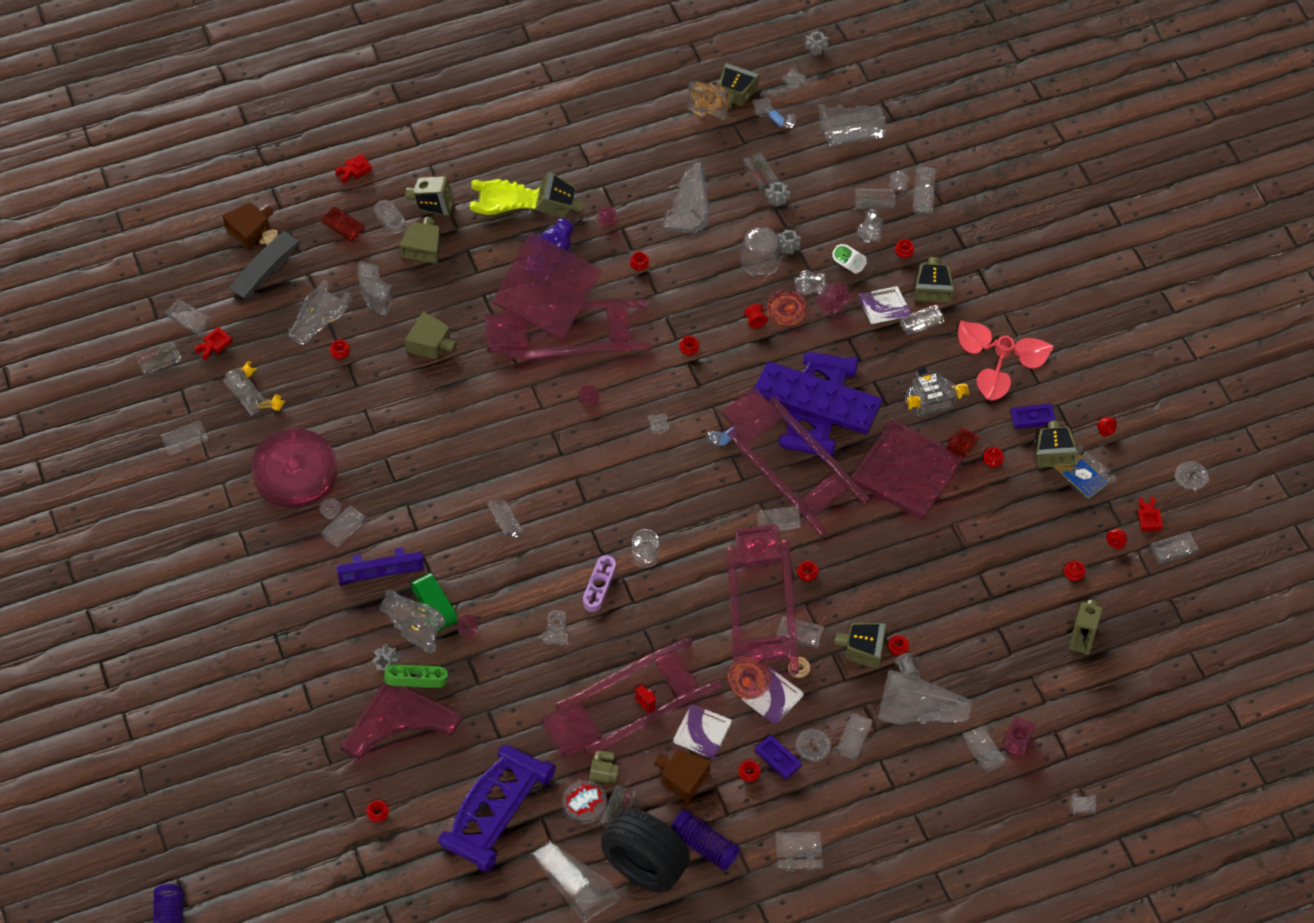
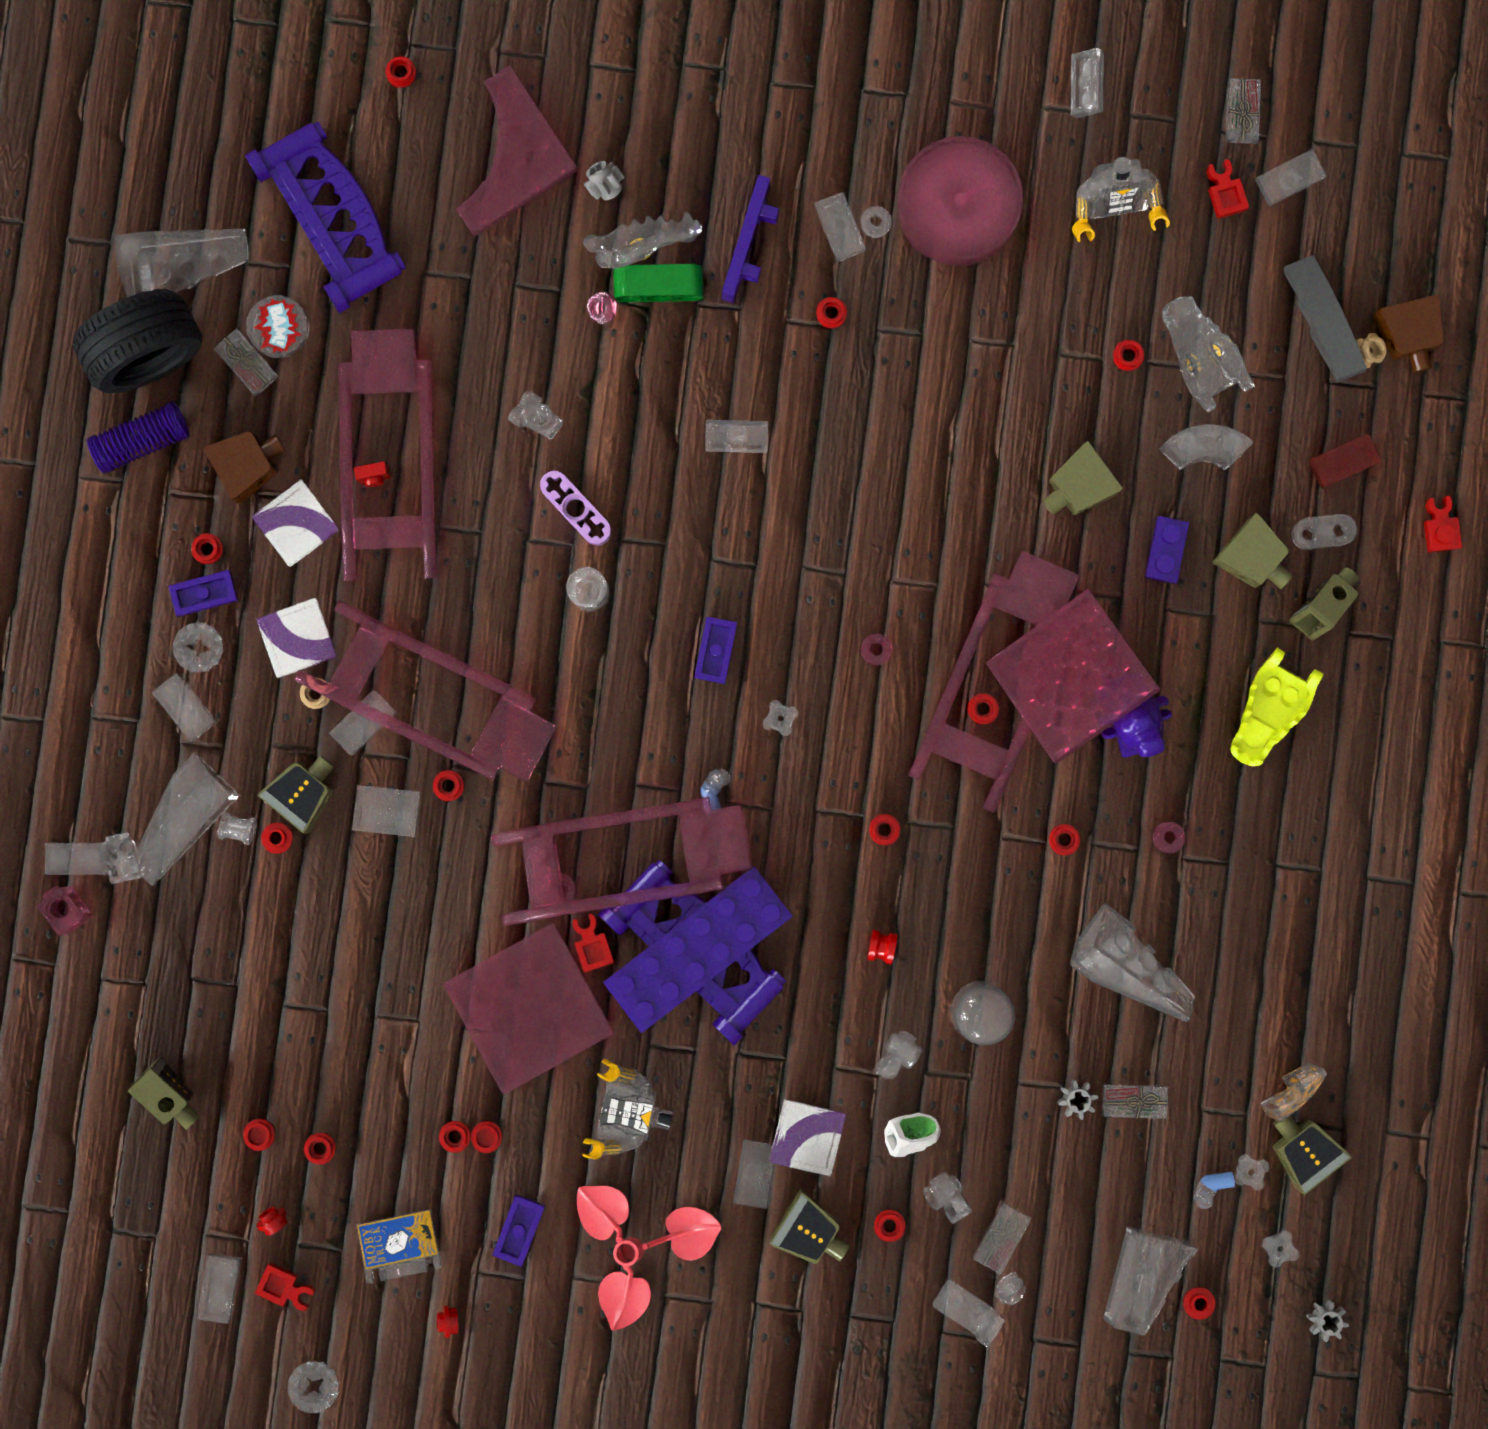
camera: 130 degrees right, 30 degrees up
(399, 501) = (831, 303): none -> red plate
(436, 676) = (577, 187): bright green beam -> none
(443, 285) = (1166, 550): none -> dark purple plate
(556, 196) = (1231, 778): torso -> none
(590, 325) = (992, 704): none -> red plate
(601, 770) = (303, 366): olive piece -> none
(639, 471) = (715, 650): none -> dark purple plate
(749, 678) = (326, 615): tile -> none
(785, 517) = (542, 790): clear plate -> none
(786, 307) = (880, 1001): clear pink tile -> none
(789, 241) = (976, 1065): light grey gear -> none
(799, 845) = (77, 553): clear plate -> none
(828, 302) = (852, 1071): clear pink brick -> none
(844, 594) = (386, 811): none -> clear plate
(846, 99) = (1190, 1298): none -> red plate
(851, 453) = (593, 949): none -> red plate
(962, 443) = (522, 1105): clear red plate -> none
(967, 720) = (120, 854): none -> clear plate
(1004, 468) = (447, 1143): none -> red plate
(1056, 446) = (451, 1230): torso -> none
(1062, 532) = (310, 1148): none -> red plate

